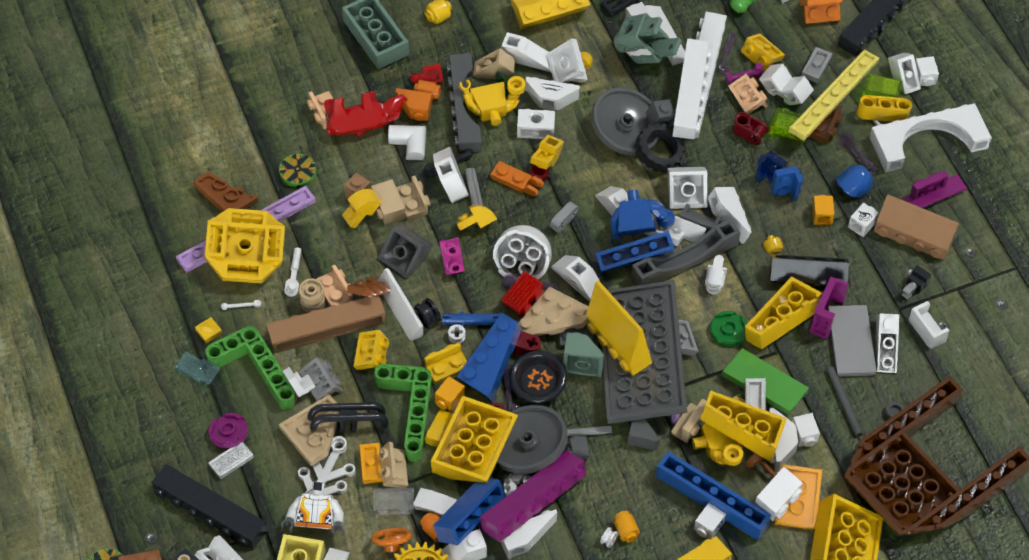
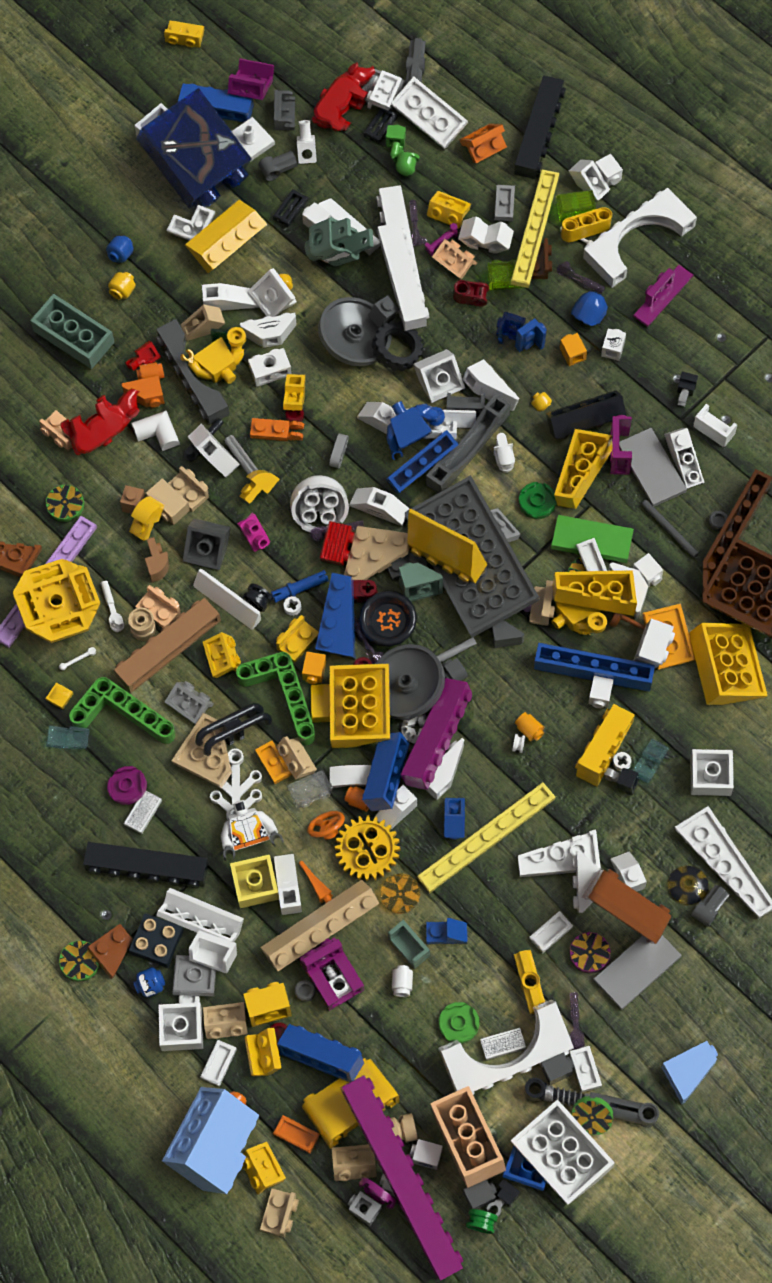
camera: 20 degrees left, 10 degrees up
(300, 385) = (174, 714): white bracket -> none
(354, 250) = (158, 563): none -> medium nougat brick
(368, 288) = (192, 595): dark orange plate -> none
(916, 227) = (665, 334): medium nougat slope -> none

